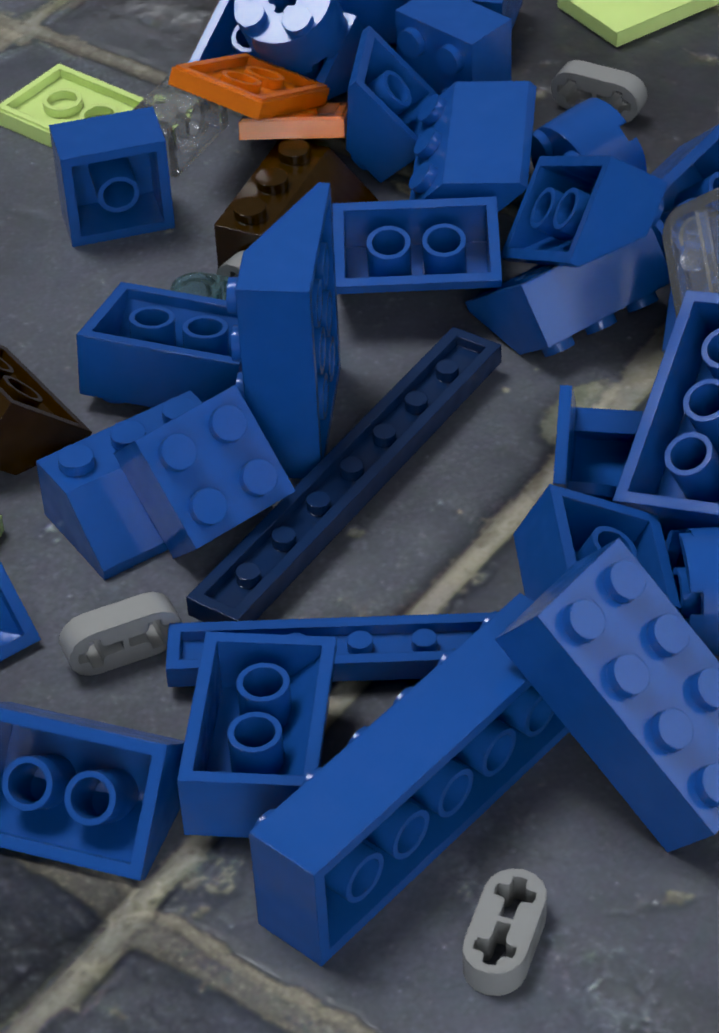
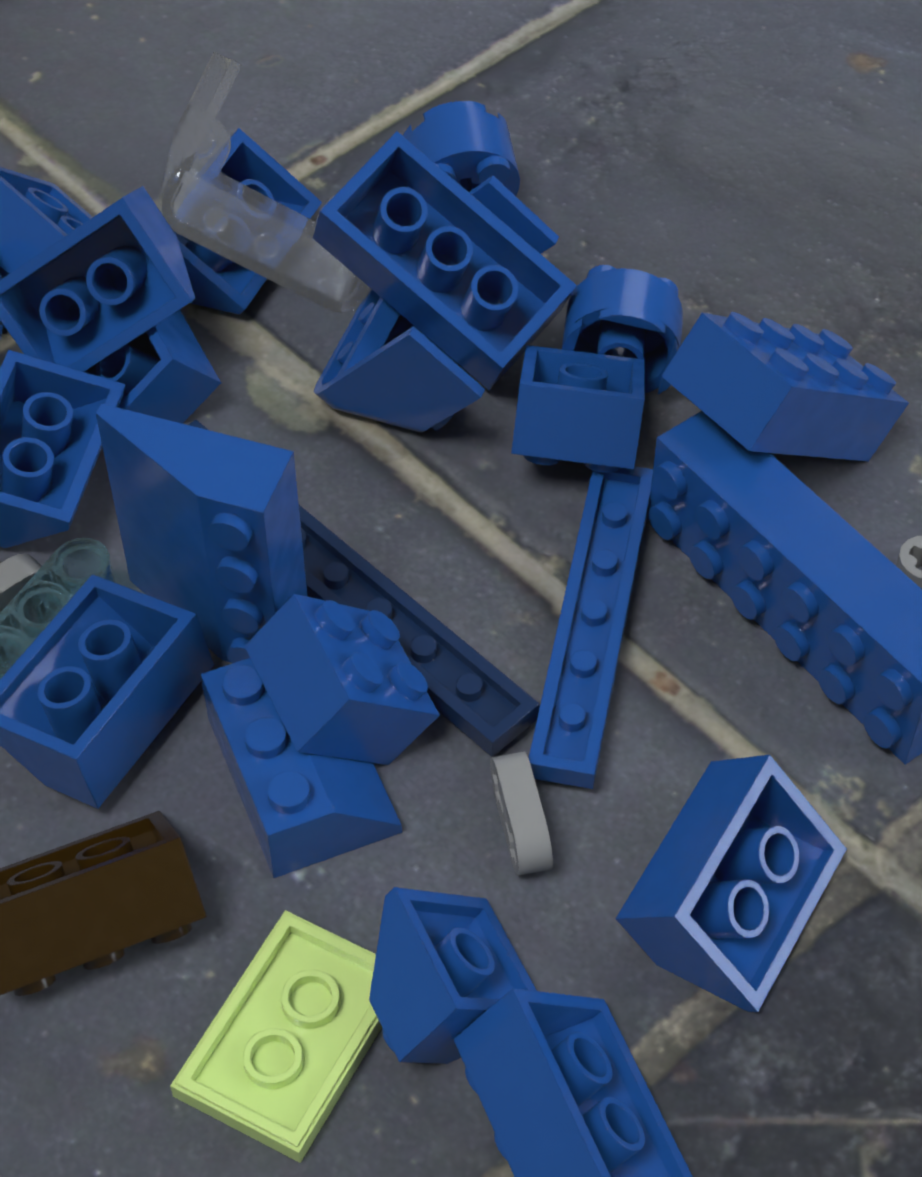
camera: 80 degrees left, 10 degrees up
(252, 727) = (713, 693): blue slope -> none

